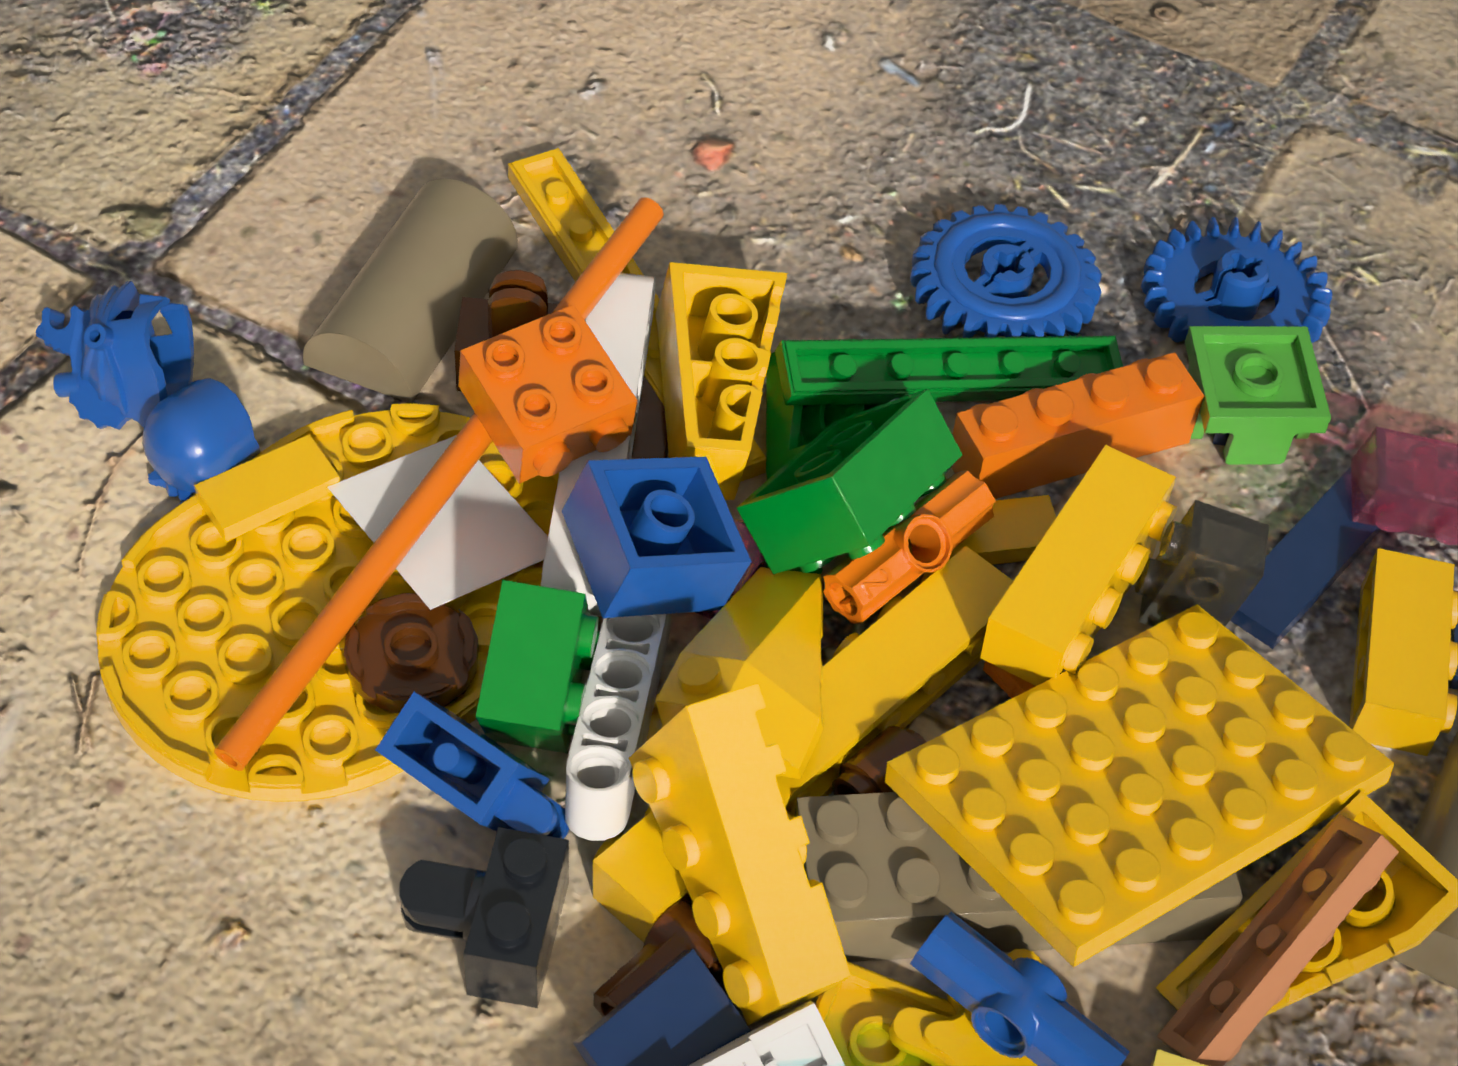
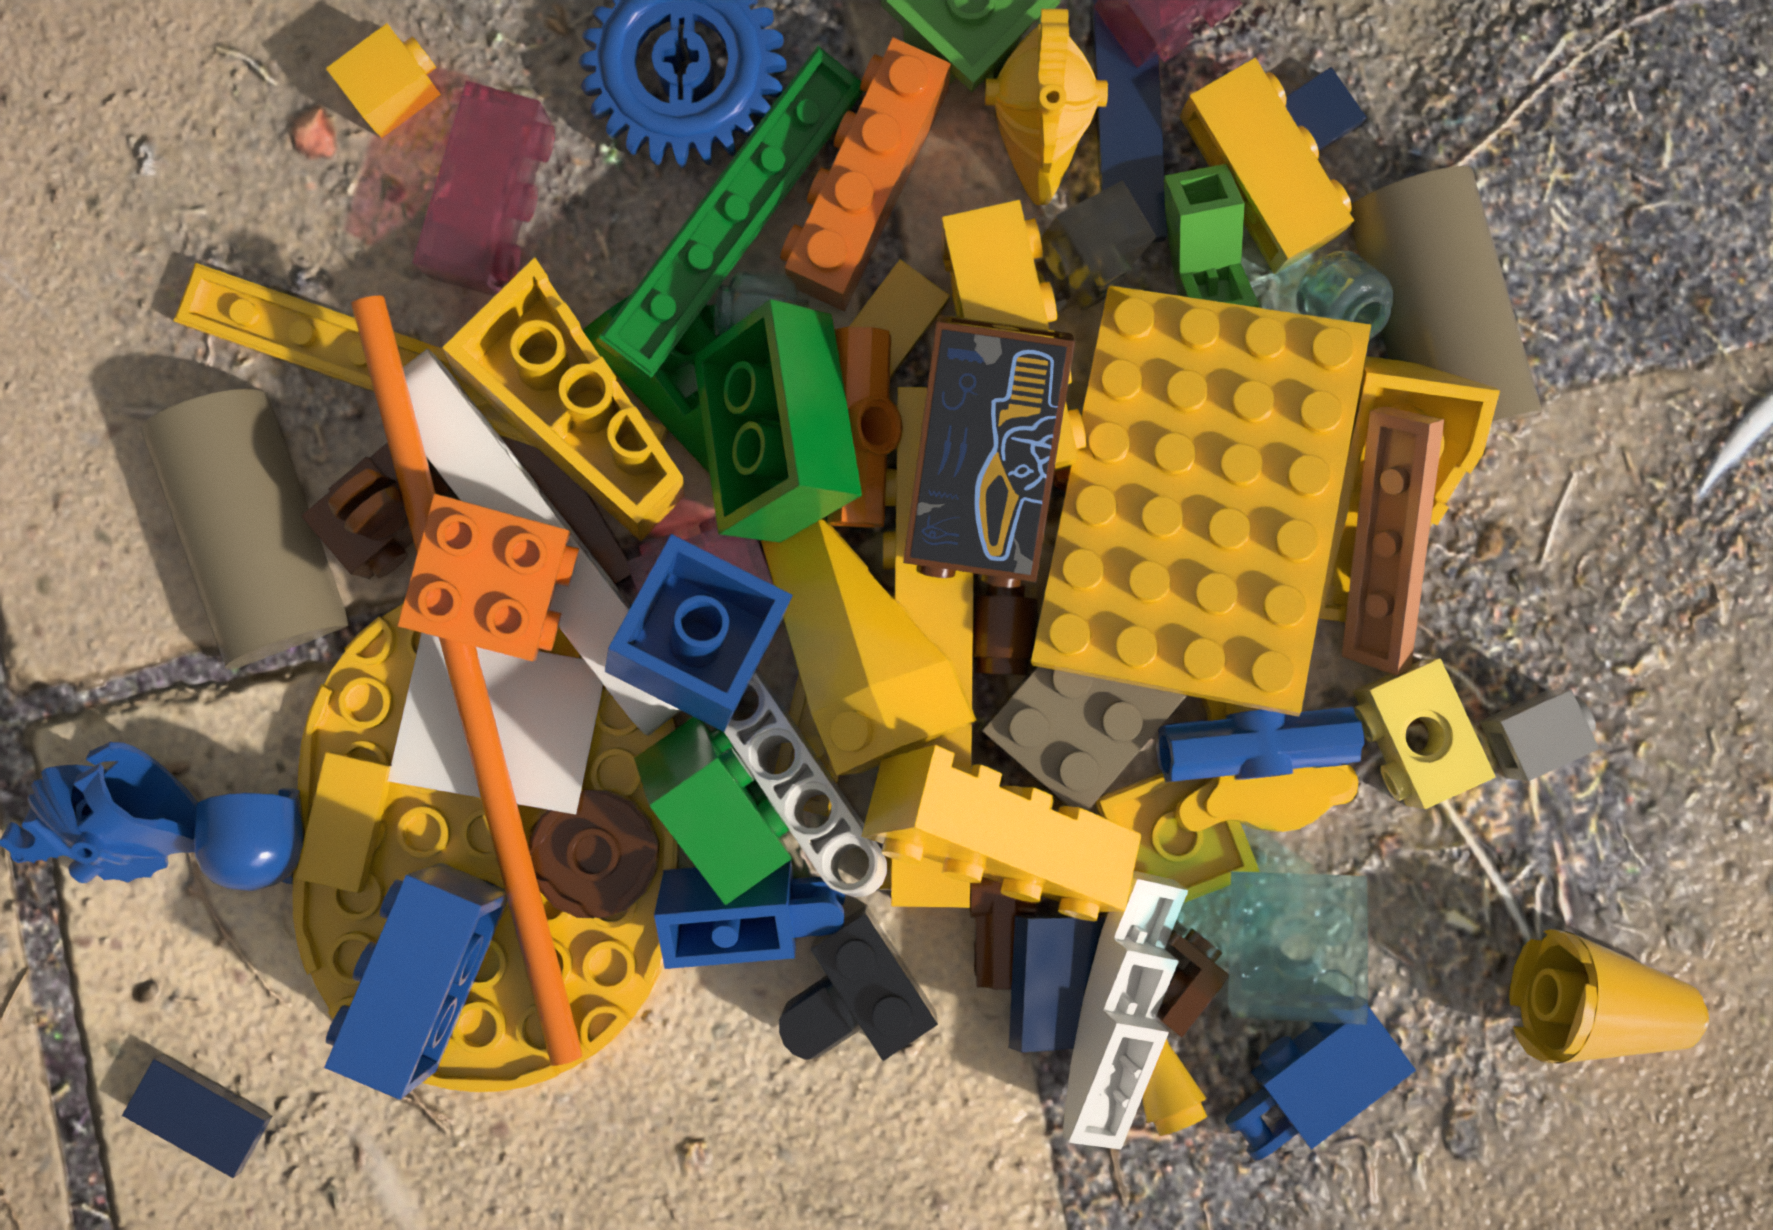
camera: 35 degrees left, 35 degrees up
(205, 590) = (415, 979): none -> blue brick
(793, 150) = (386, 79): none -> yellow brick
(800, 235) = (484, 189): none -> clear pink brick
(991, 591) = (988, 450): none -> panel
(1267, 464) = (1045, 104): none -> yellow helmet
(1317, 640) = (1207, 235): none -> bright green brick
(1416, 778) = (1347, 290): none -> clear light blue head

